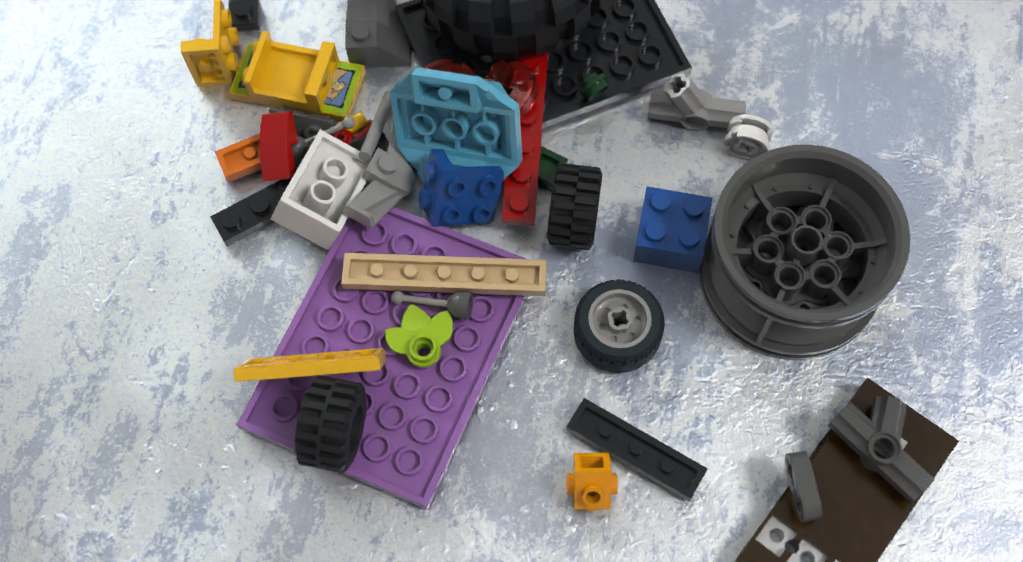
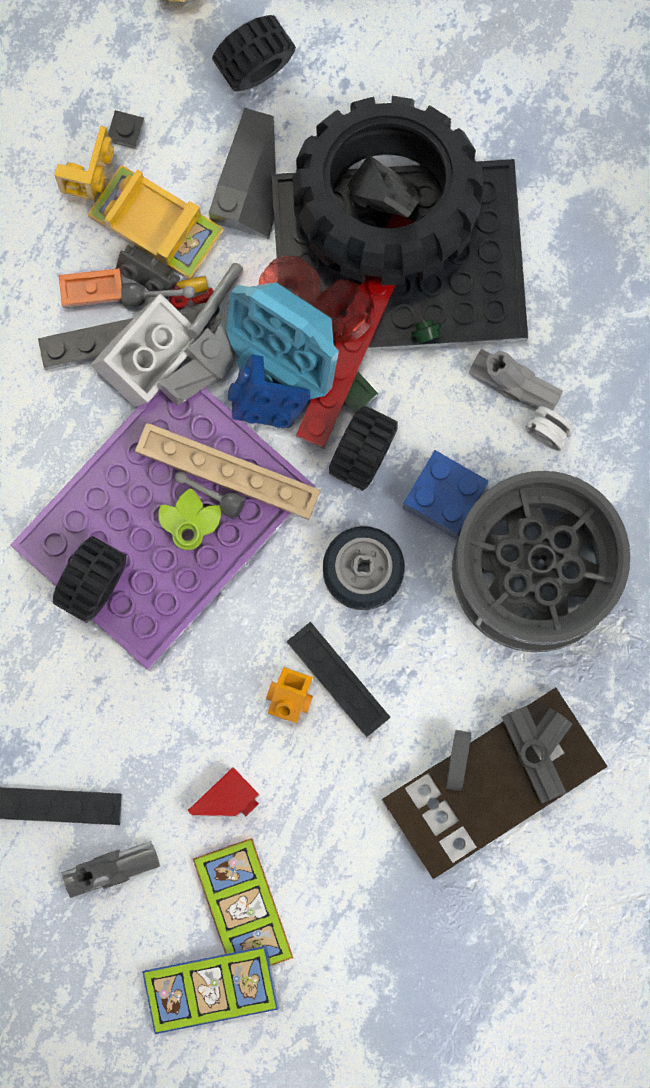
camera: 15 degrees right, 15 degrees up
(276, 153) = (115, 294): red slope -> none
(310, 364) = (88, 520): yellow tile -> none

